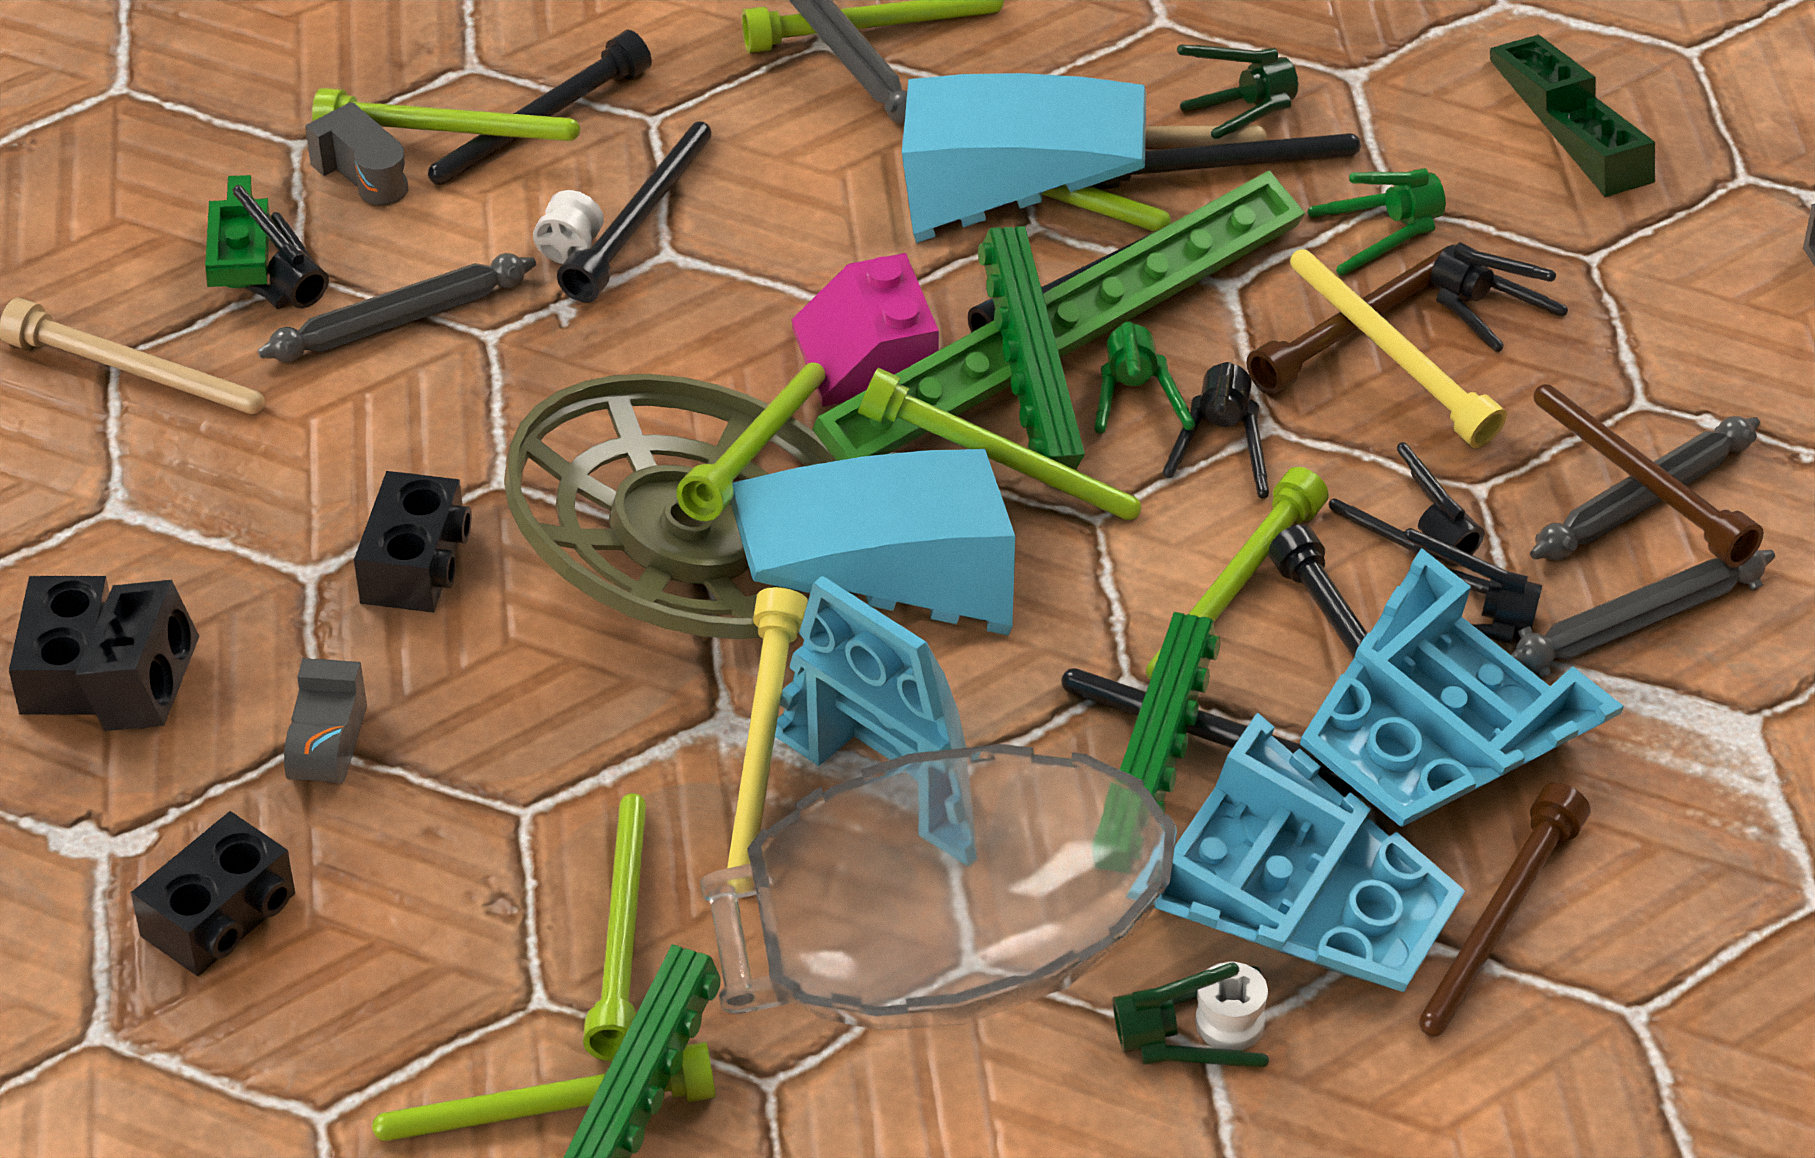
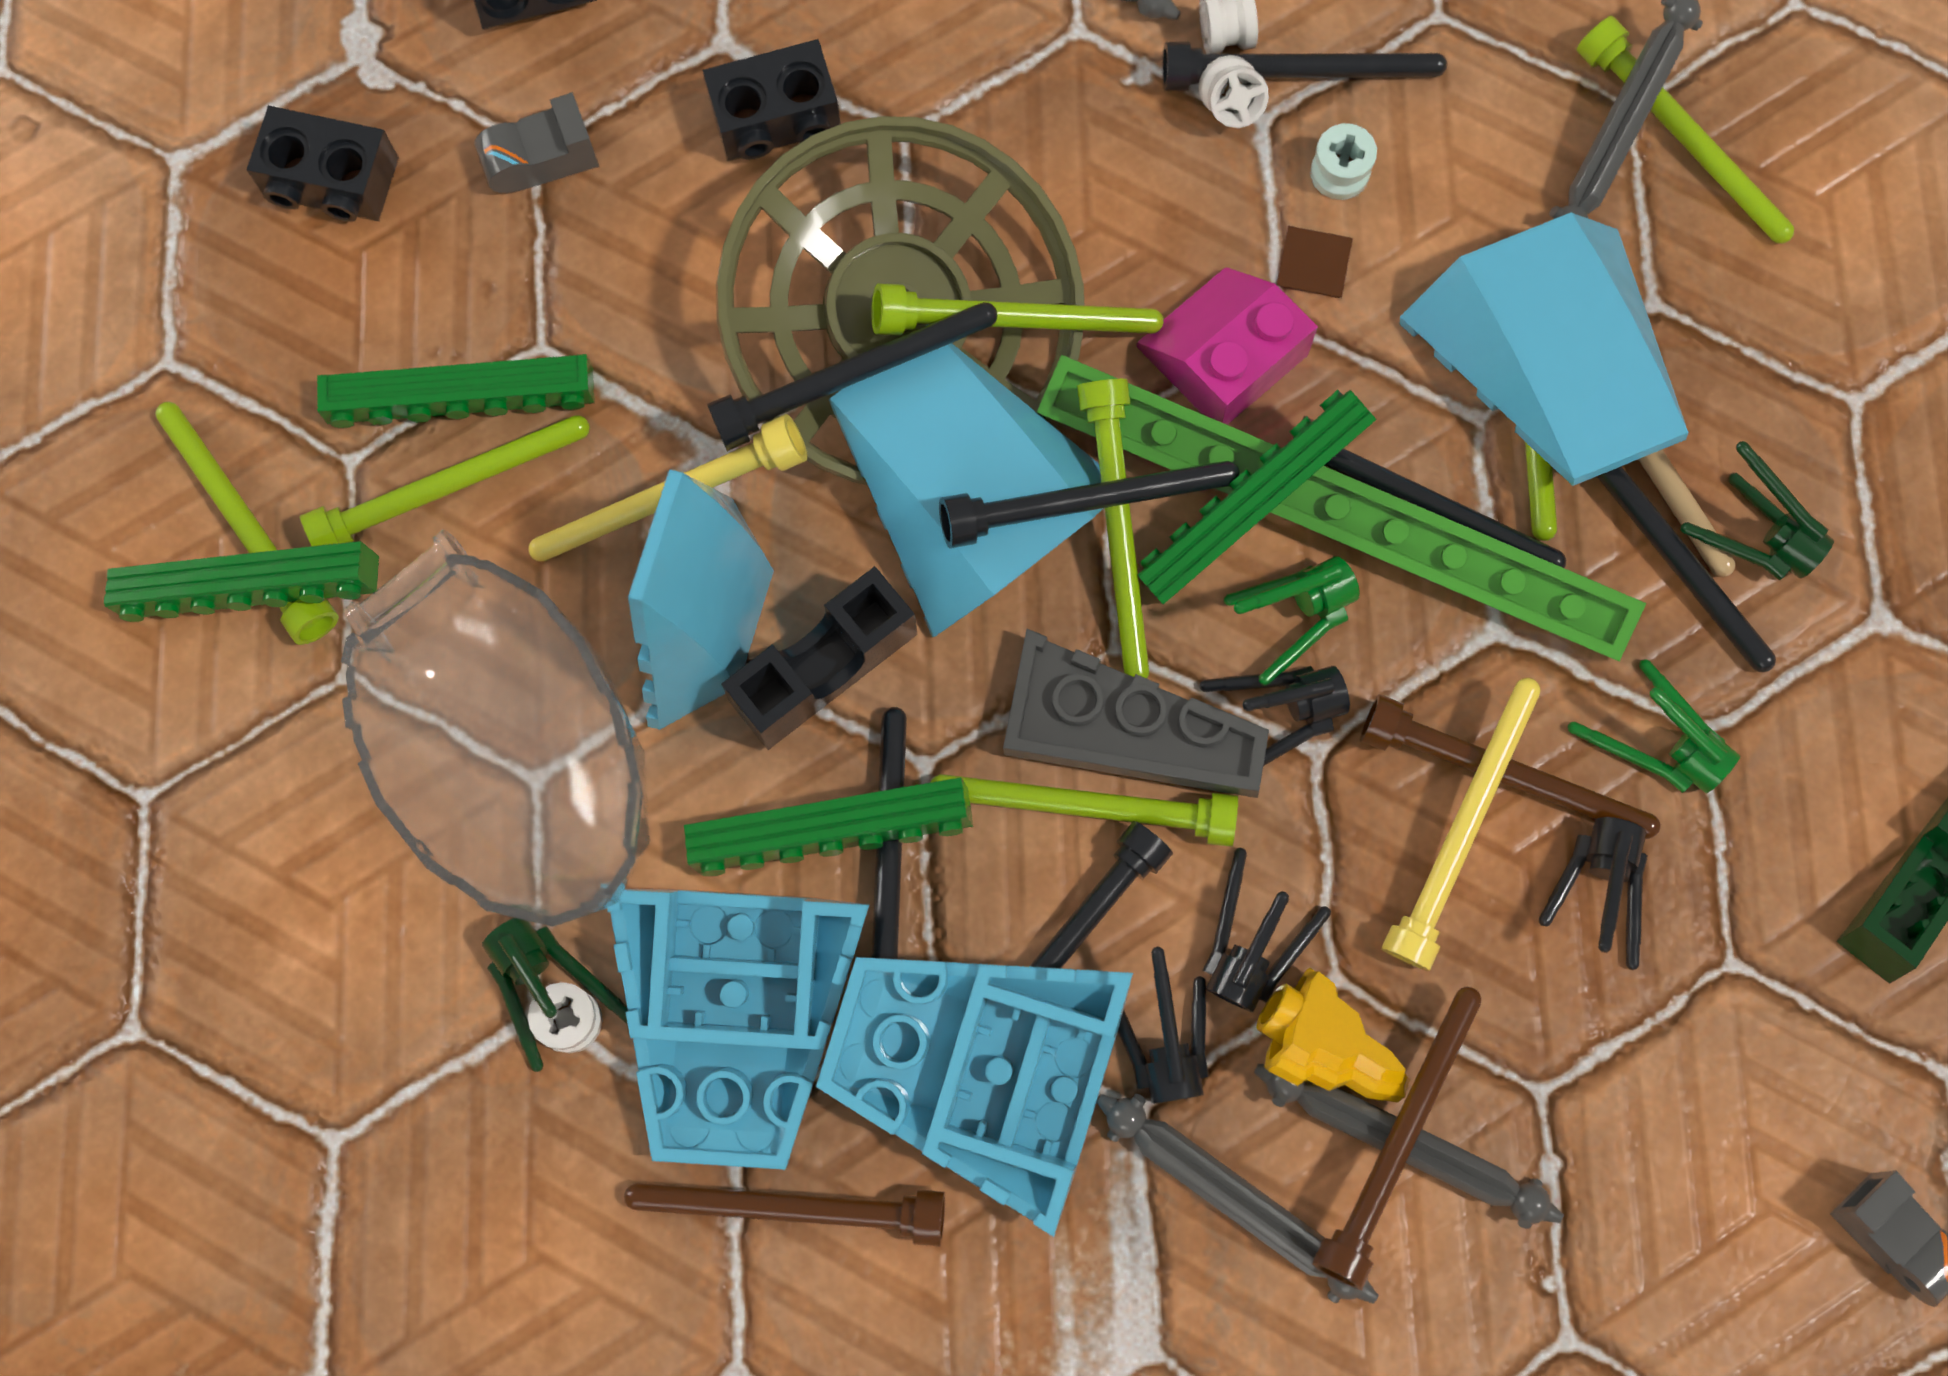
camera: 65 degrees right, 30 degrees up
(530, 881) = (455, 390): none -> green piece
(639, 243) = (1243, 101): none -> white wheel
(736, 634) = (740, 417): none -> black piece
(751, 209) = (1337, 176): none -> light aqua wheel
(816, 267) = (1314, 261): none -> reddish brown sticker
(942, 506) = (968, 518): none -> black piece
(986, 672) = (793, 684): none -> black arch
(1176, 523) = (1106, 721): none -> dark grey wing
(1533, 493) = (1325, 1042): none -> yellow rock

